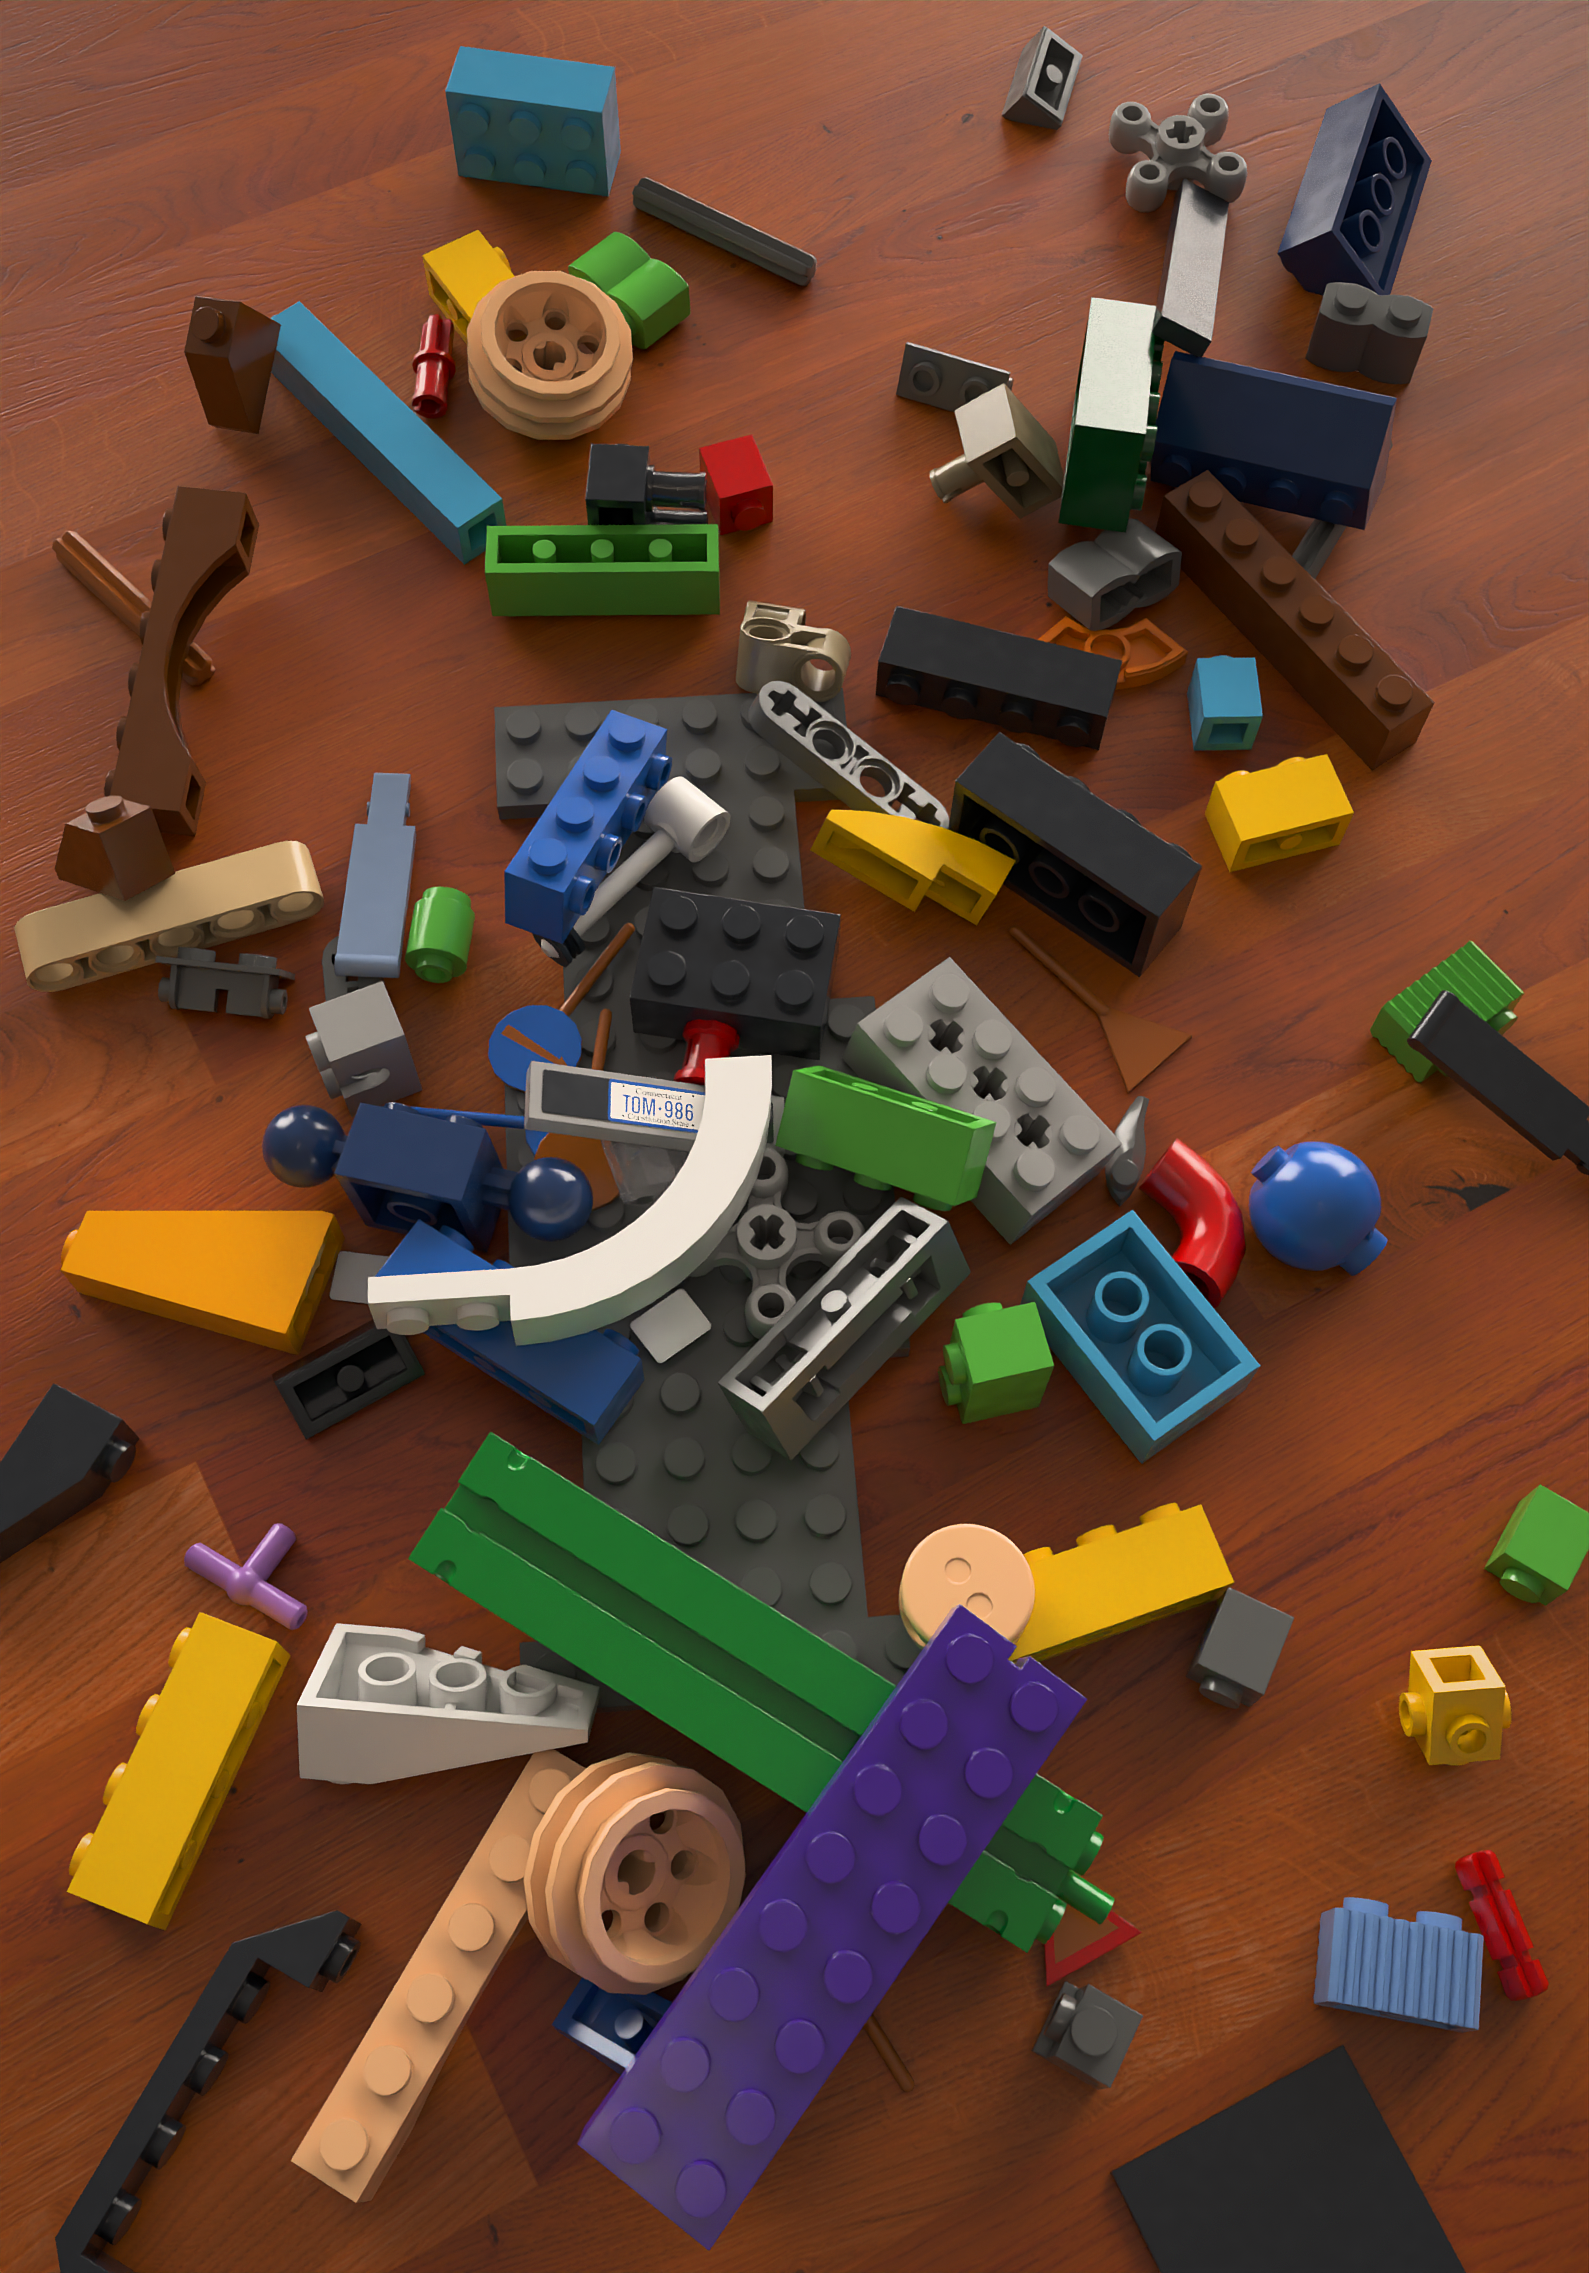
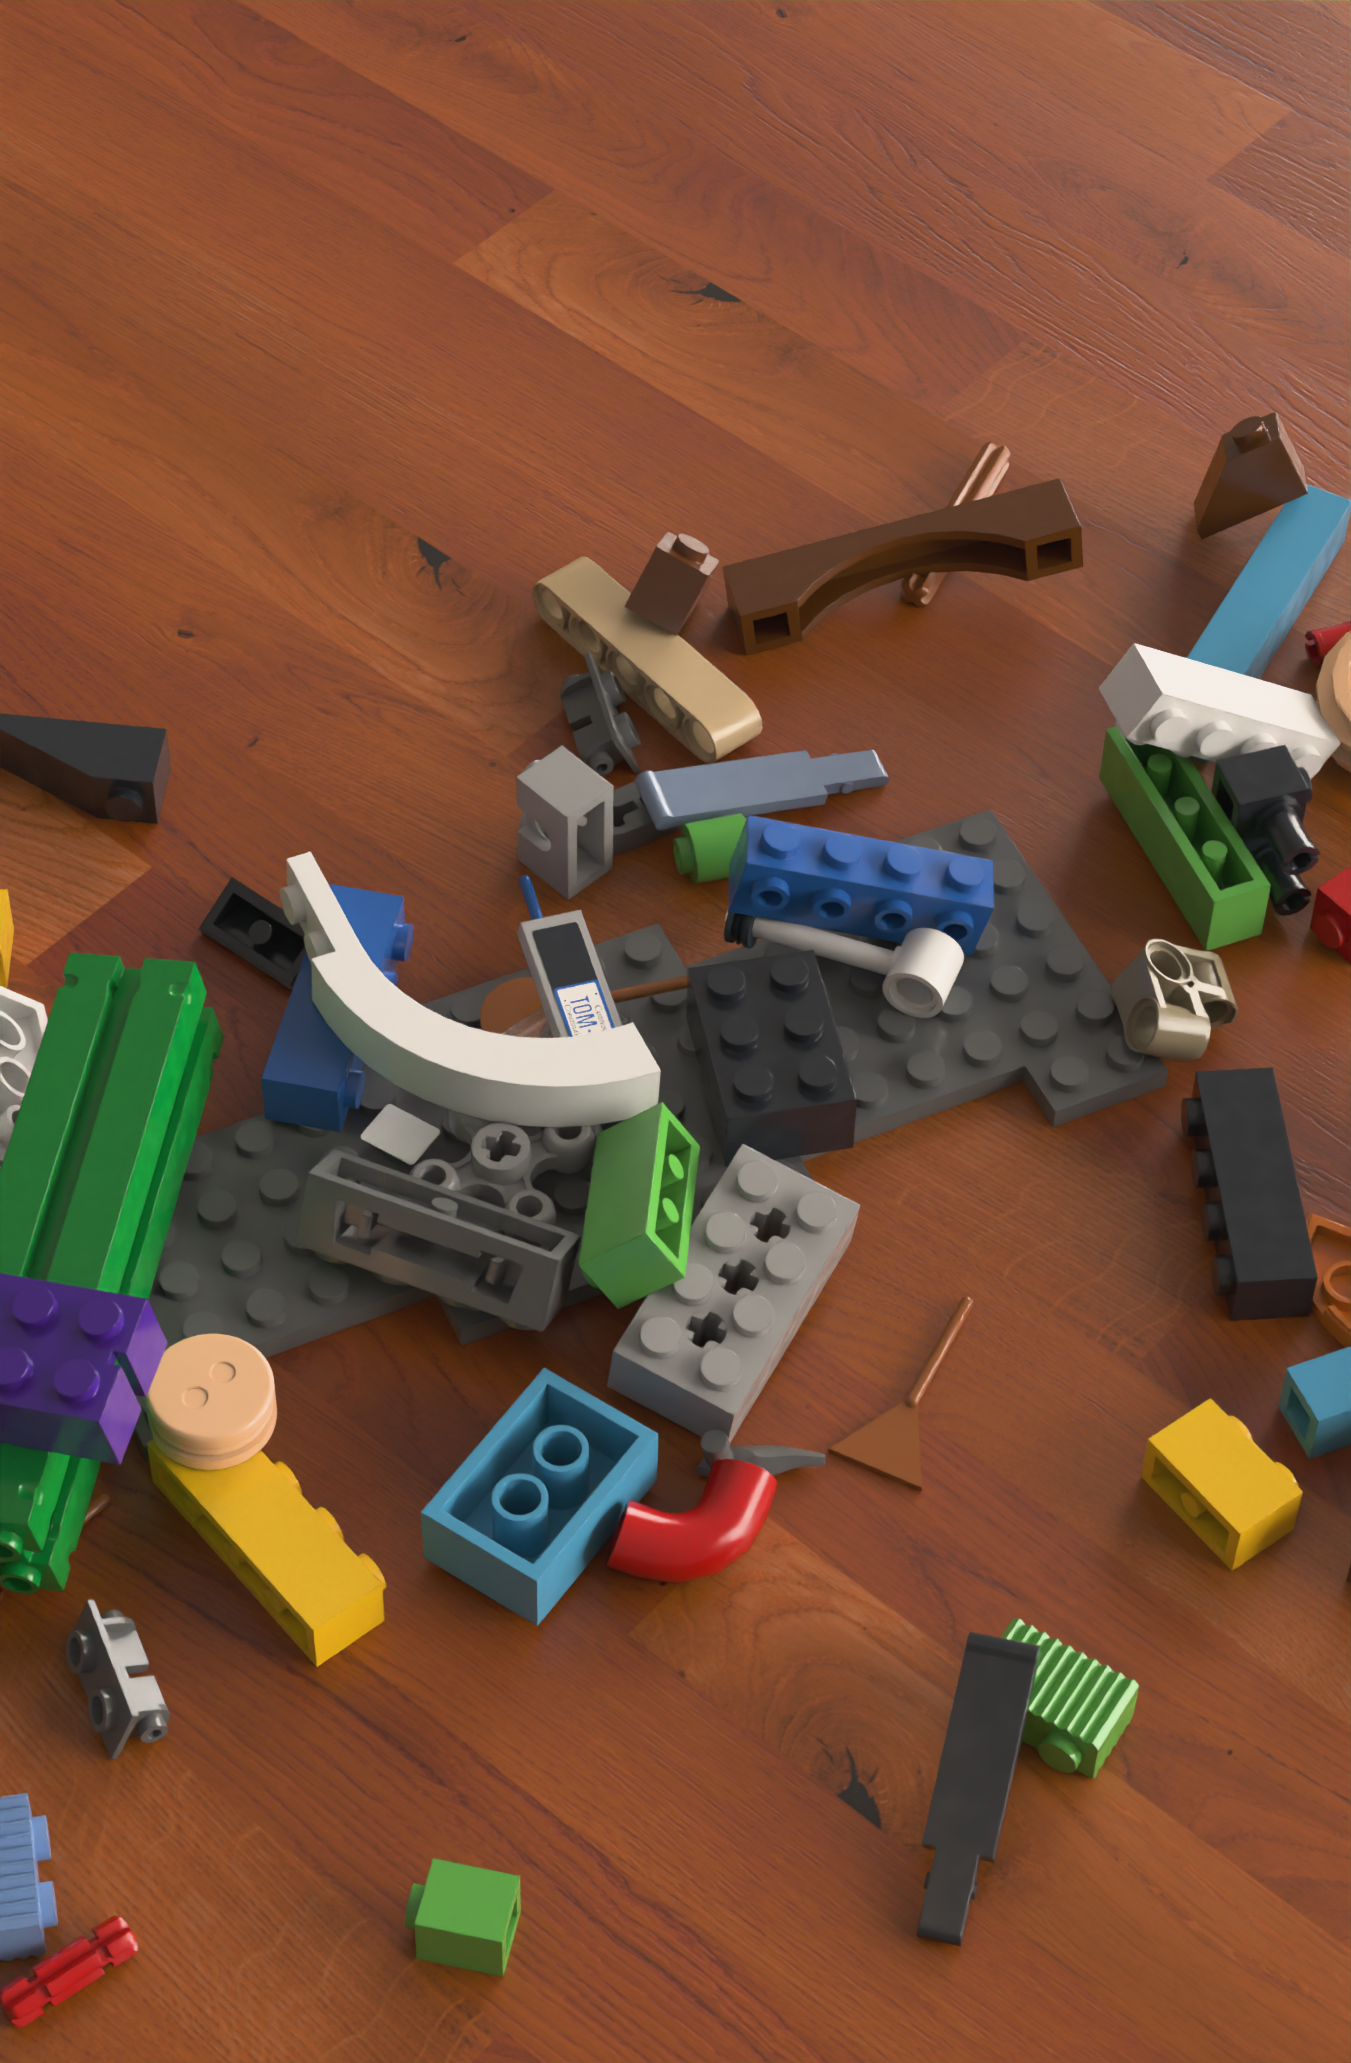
camera: 70 degrees right, 15 degrees down
(211, 1269) = (323, 799): light orange slope -> none
(248, 1583) = (56, 930): medium lavender piece -> none
(425, 1169) = (462, 903): dark blue brick -> none
(528, 482) = (1212, 710): none -> white brick
(545, 1032) = (640, 948): blue piece -> none
(705, 1041) = (682, 1065): red bush -> none
(854, 756) = (1067, 1091): dark grey beam -> none
(914, 860) = (980, 1176): yellow slope -> none
(995, 1362) = (457, 1377): bright green brick -> none
(1075, 853) = (1053, 1296): black brick -> none
(1232, 1789) = (103, 1654): none -> dark grey hinge
(1238, 1649) = (257, 1672): dark grey brick -> none
(1316, 1208) = (753, 1621): blue brick -> none
(1455, 1705) = (262, 1858): yellow brick -> none

